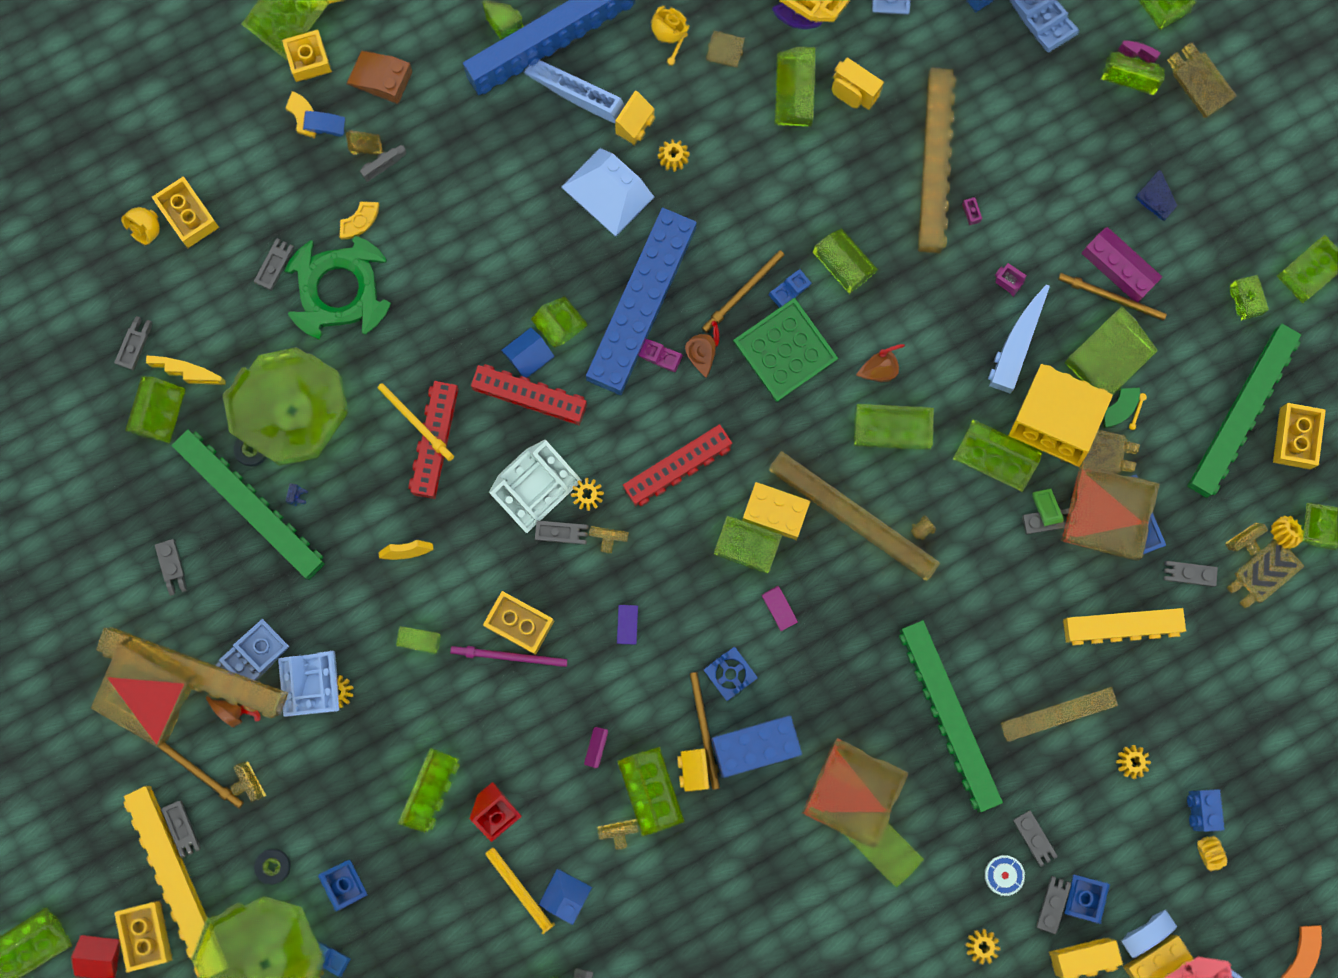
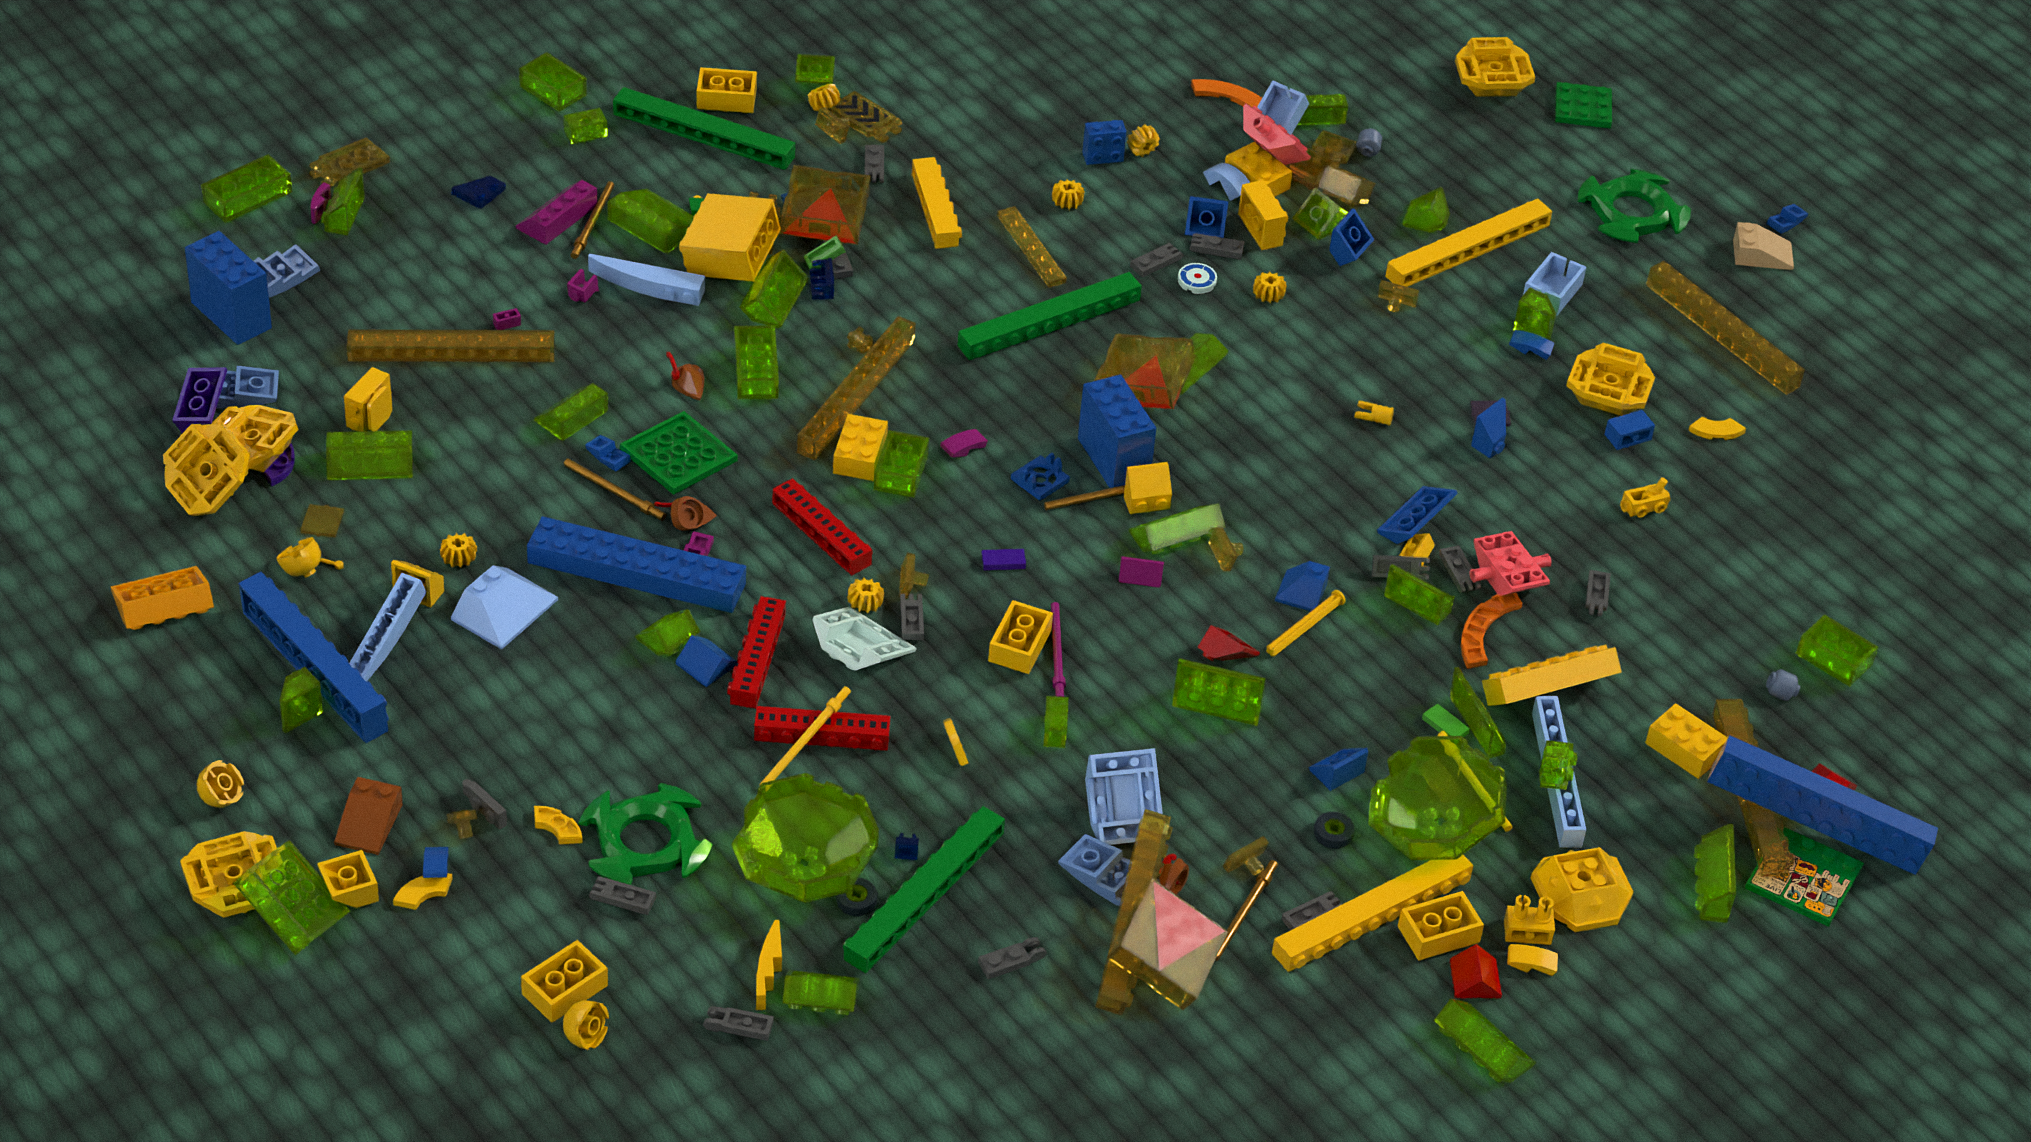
camera: 100 degrees left, 35 degrees down
(1013, 502) = (822, 280): none -> clear blue hinge

